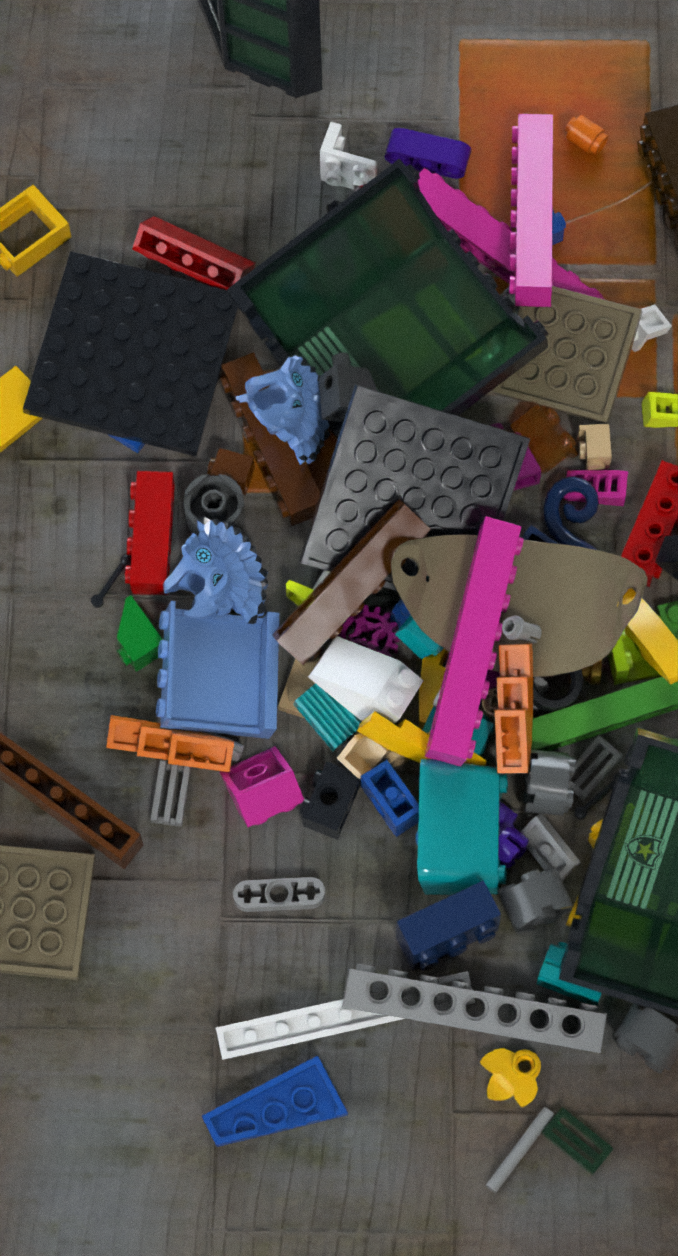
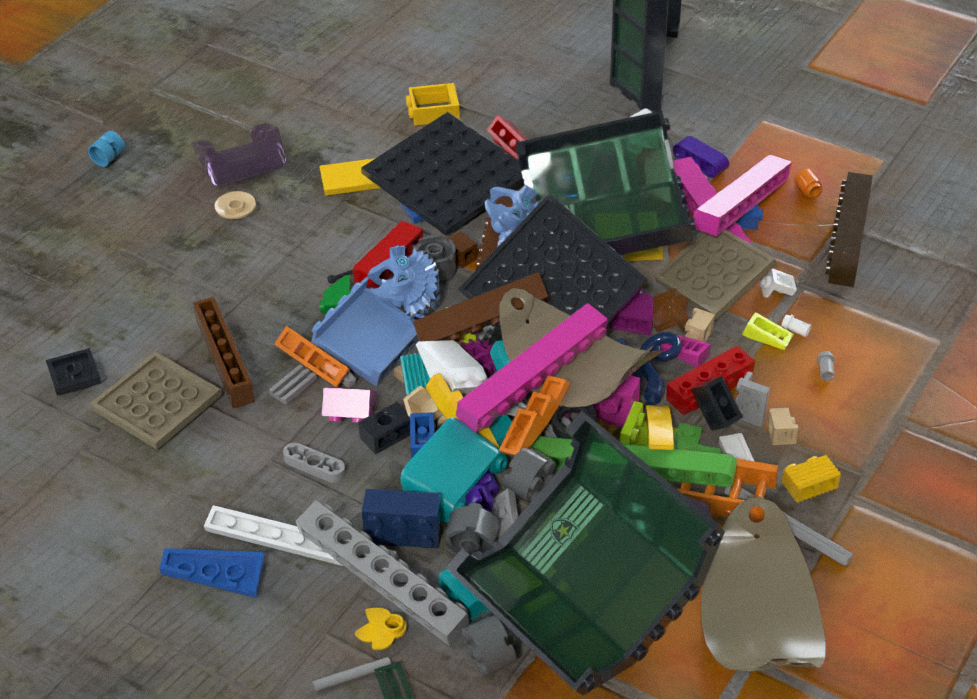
camera: 30 degrees right, 25 degrees down
(516, 628) = (565, 369): light grey pin -> none

